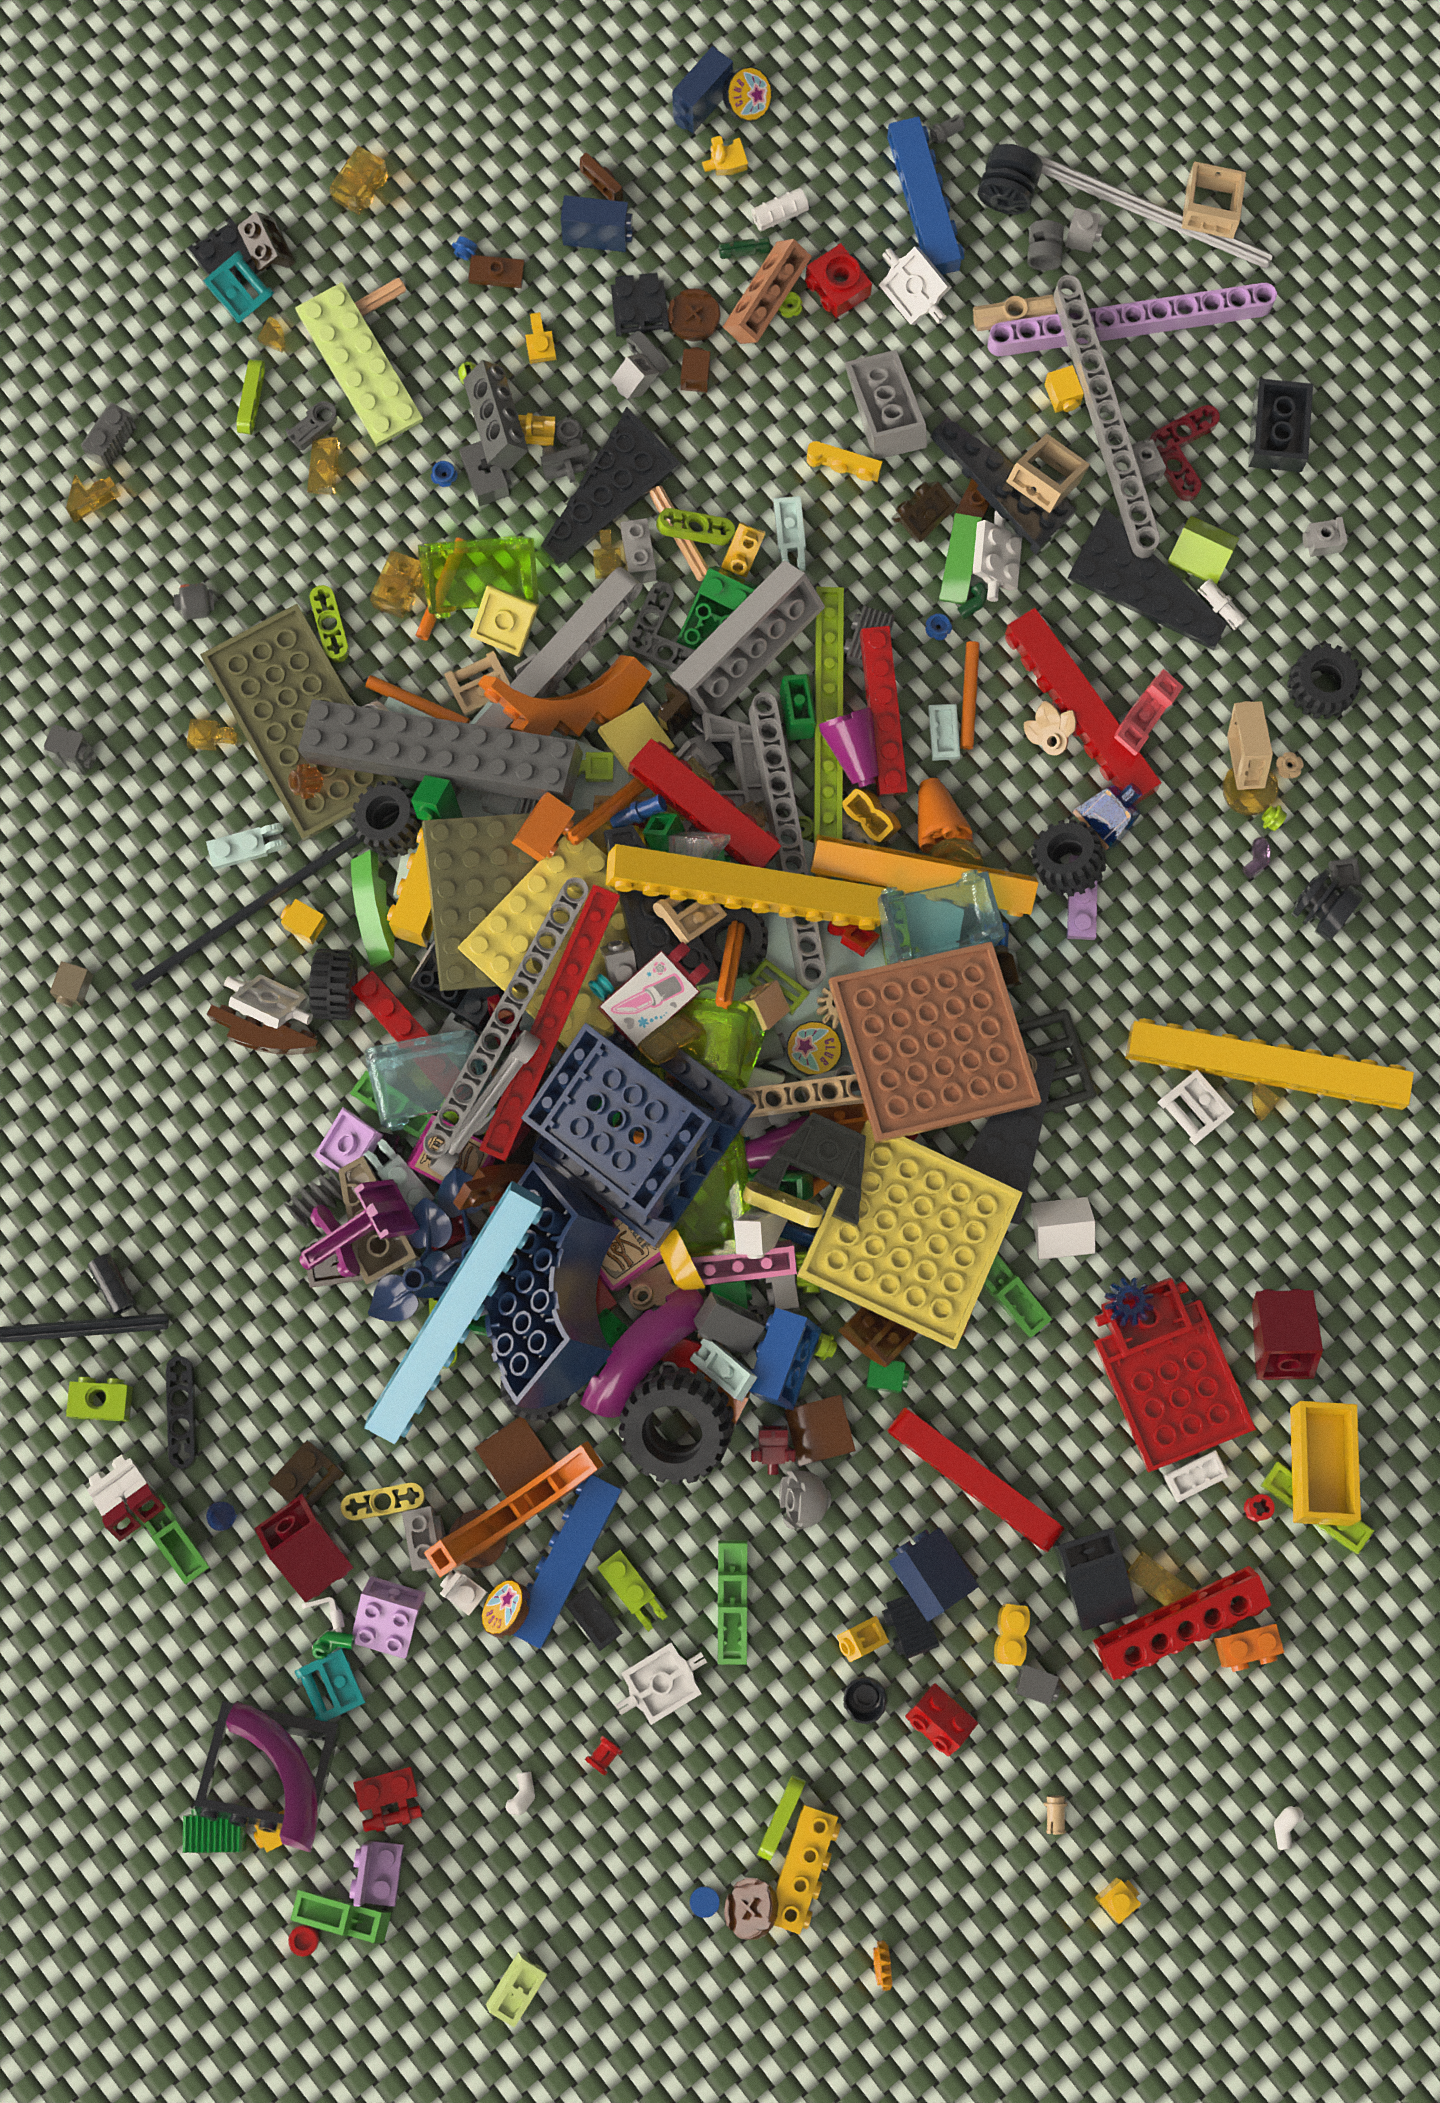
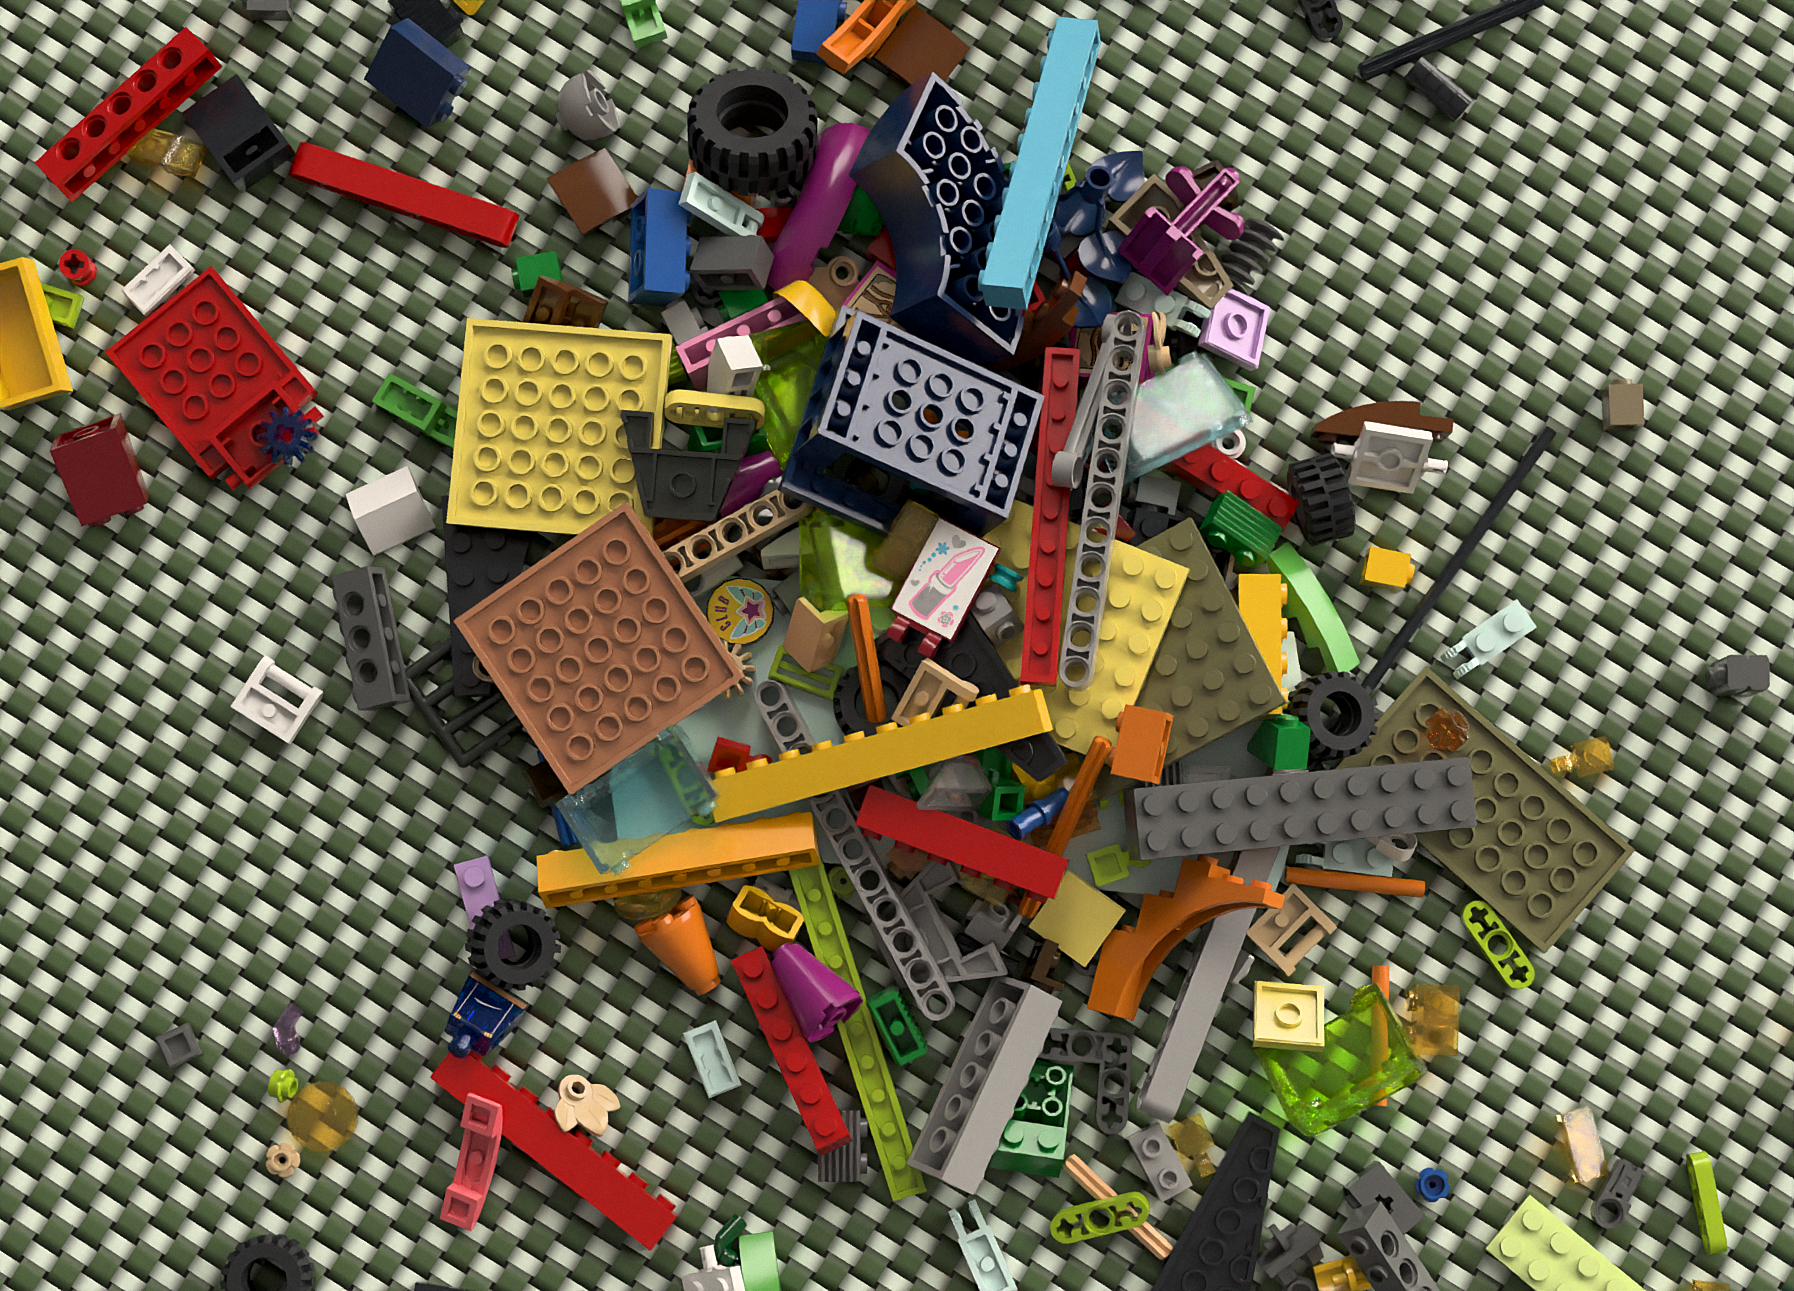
camera: 160 degrees right, 5 degrees up
(194, 601) = (1668, 914): dark grey head -> none
(405, 979) = (1240, 529): none -> green brick
(418, 1129) = (1159, 355): none -> tan plate
(743, 549) = (1031, 1204): yellow hips -> none
(773, 1447) = (640, 155): dark red piece -> none
(826, 1346) = (617, 285): lime plate -> none
(943, 622) = (762, 1202): blue plate -> none
(969, 695) = (696, 1118): orange piece -> none
(1013, 1625) = (312, 41): yellow brick -> none
(1099, 1139) = (384, 650): none -> dark grey brick
(1249, 745) = (335, 1158): tan window -> none
(1249, 1645) = (47, 114): orange brick -> none
(1263, 1100) = (201, 735): clear yellow tile -> none
(1269, 1064) = (203, 778): yellow brick -> none
(1327, 904) = (179, 987): black wheel -> none

